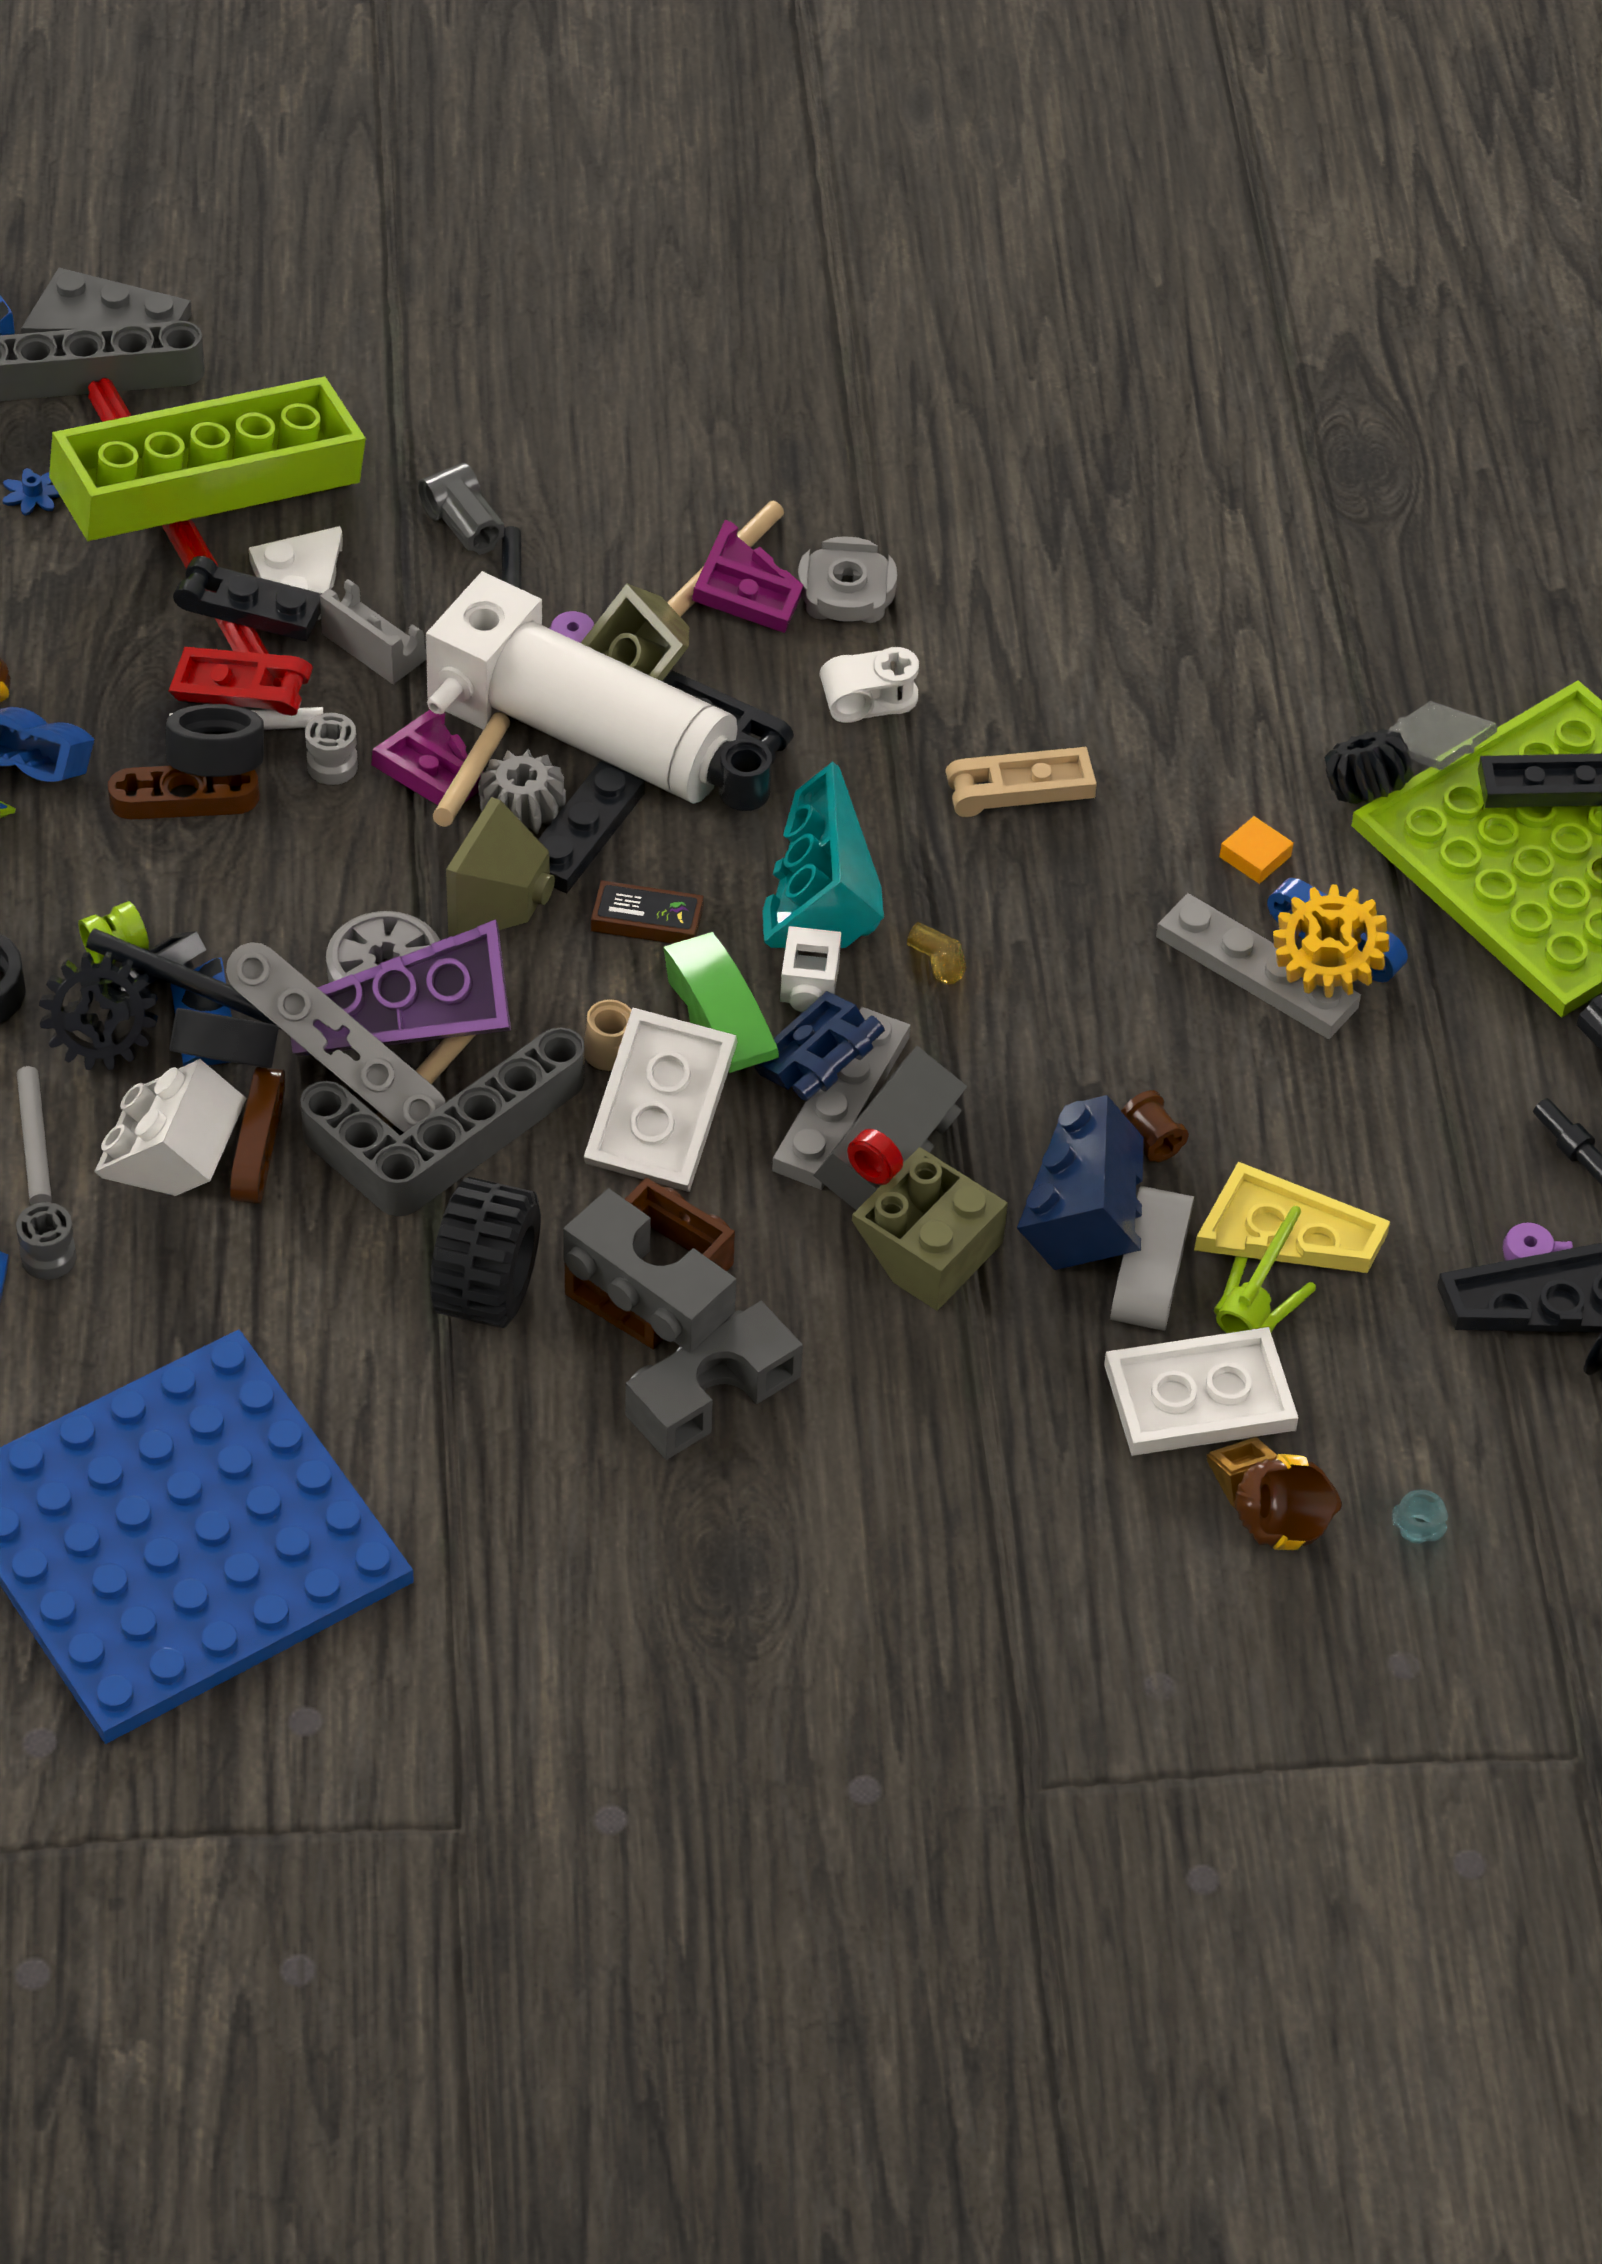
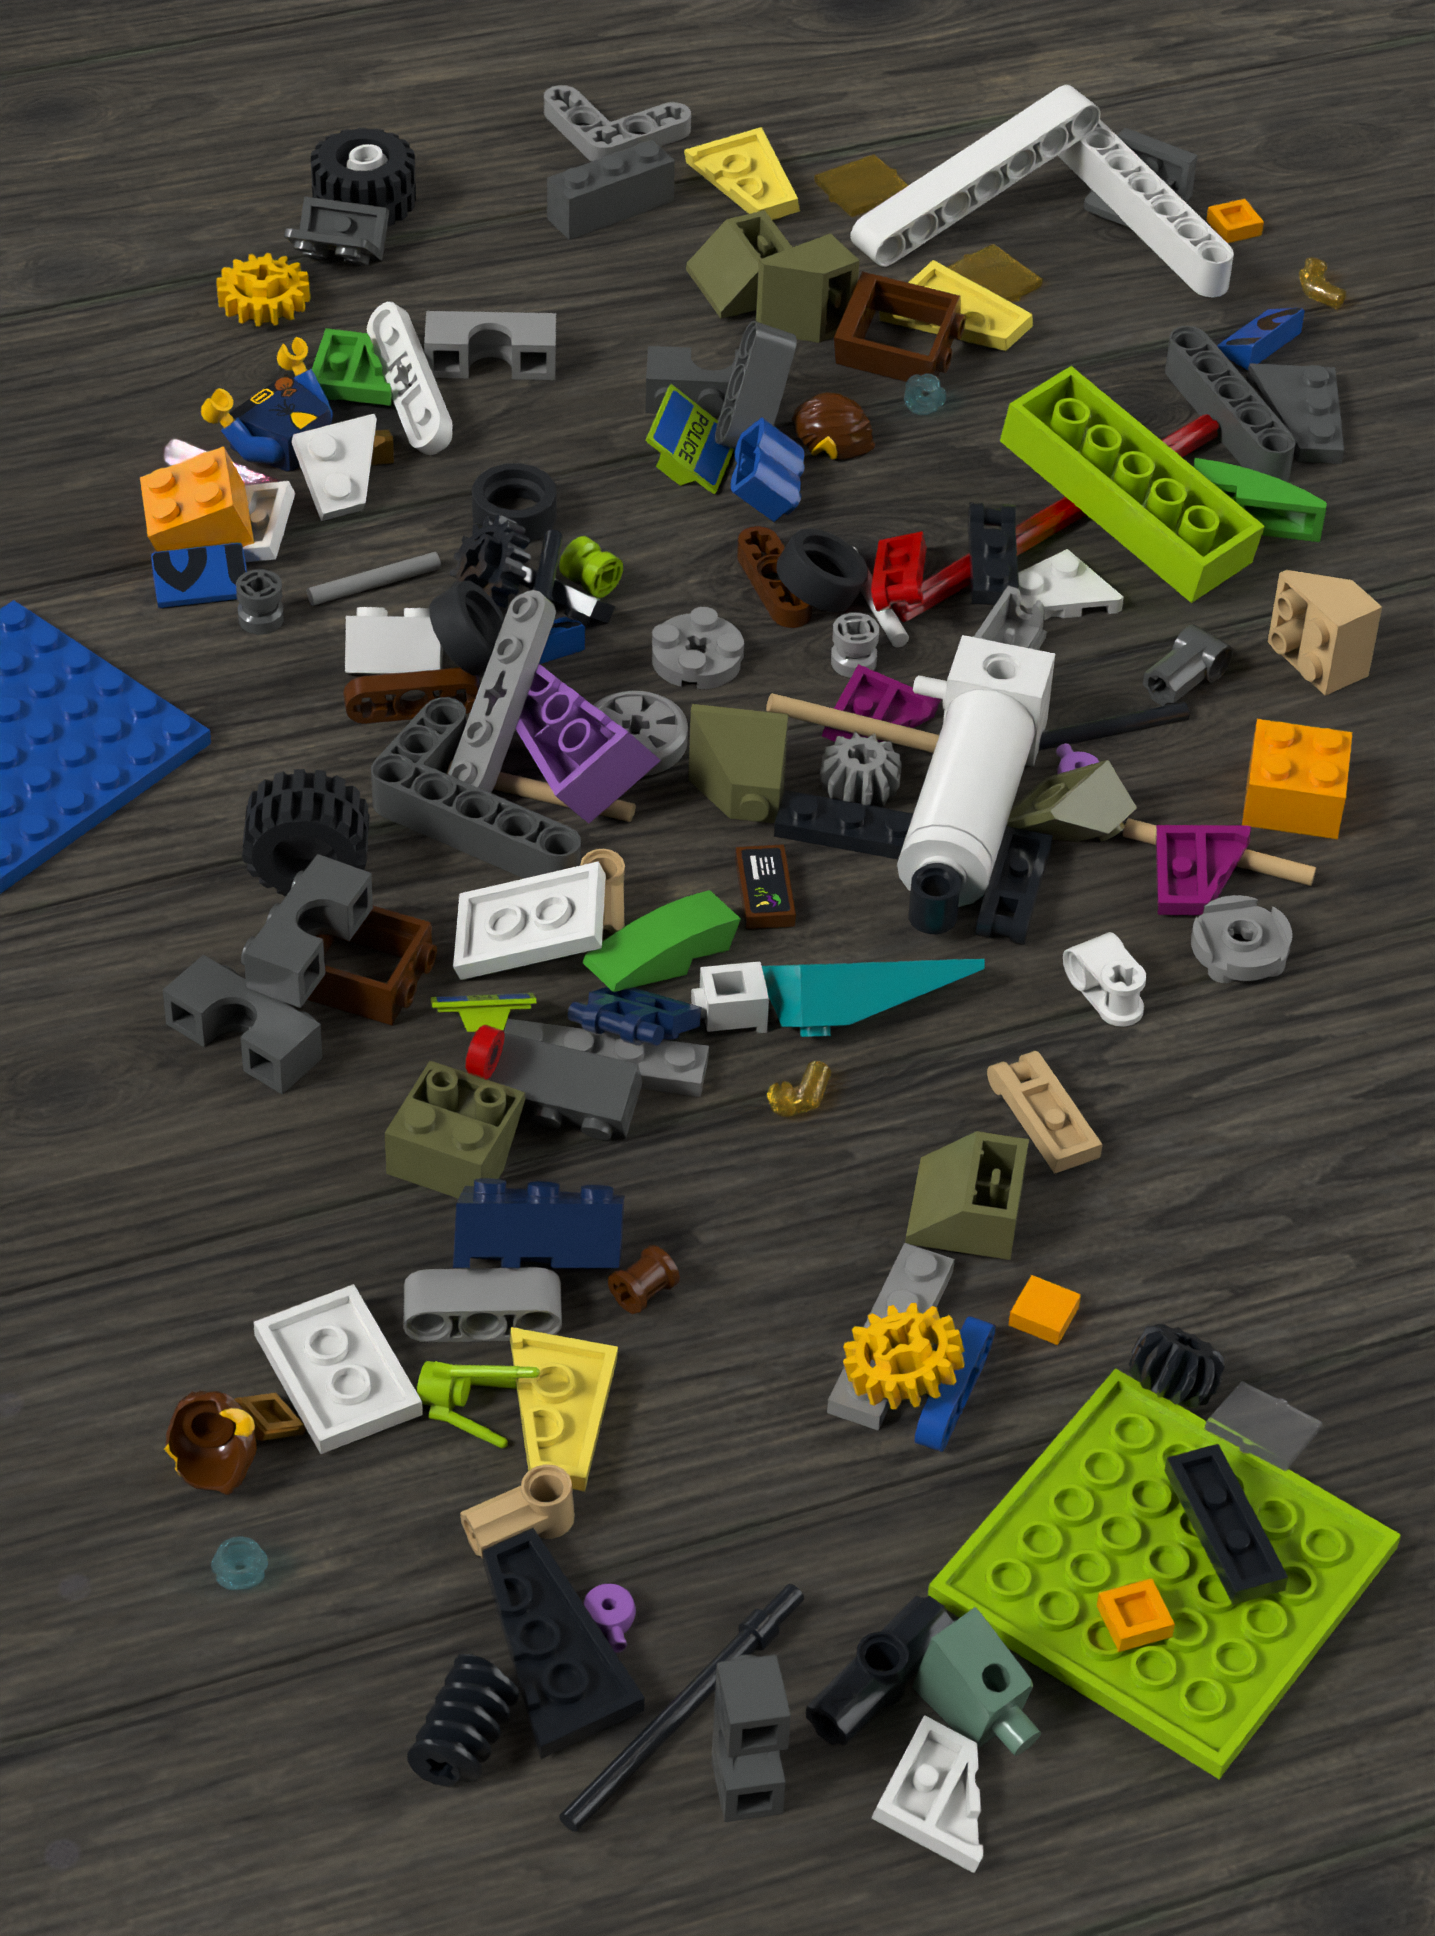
camera: 75 degrees right, 5 degrees down
(257, 367) = (1275, 503): none -> bright green slope
(272, 858) = (698, 630): none -> light grey plate
(477, 385) = (1324, 628): none -> tan slope
(658, 473) = (1297, 779): none -> light orange piece
(777, 1157) = (483, 1009): none -> lime piece
(1127, 853) = (969, 1195): none -> olive slope
(1417, 1281) = (523, 1509): none -> tan piece

